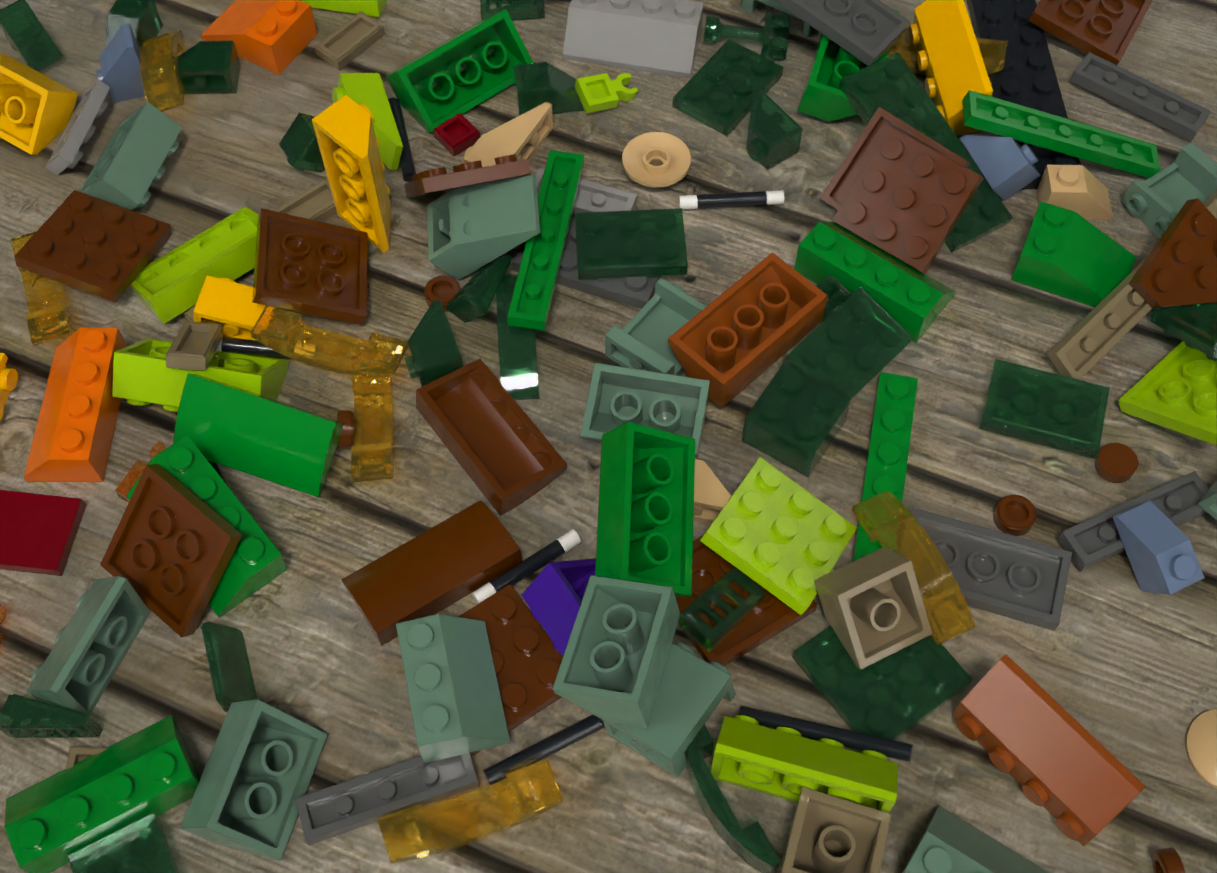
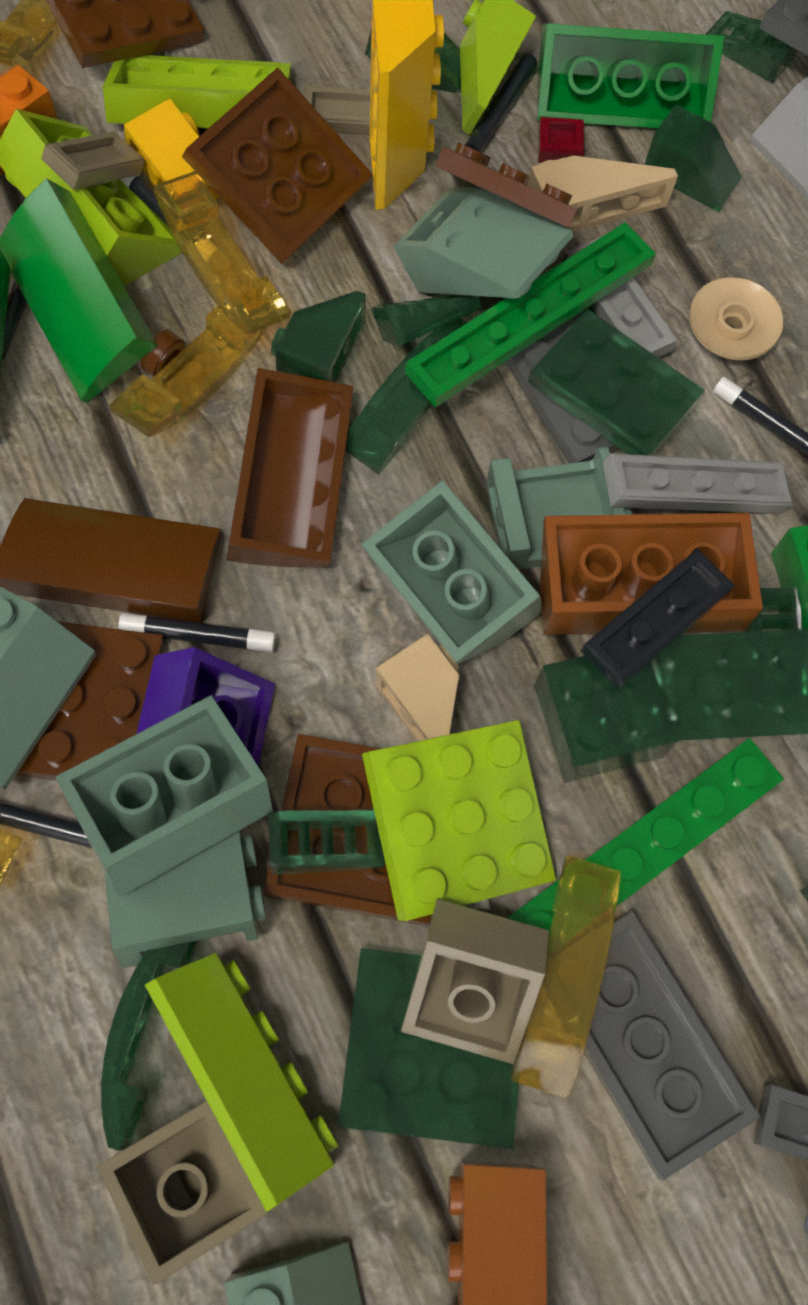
camera: 35 degrees right, 10 degrees up
(442, 289) = (387, 287): reddish brown tile -> none
(601, 93) = (749, 204): lime plate -> none
(646, 507) = (341, 679): green slope -> none
(724, 262) = (696, 484): none -> light grey tile
(782, 343) = (657, 619): none -> black tile
(817, 731) = (306, 1064): black bar -> none
(1014, 515) = (743, 1017): reddish brown tile -> none

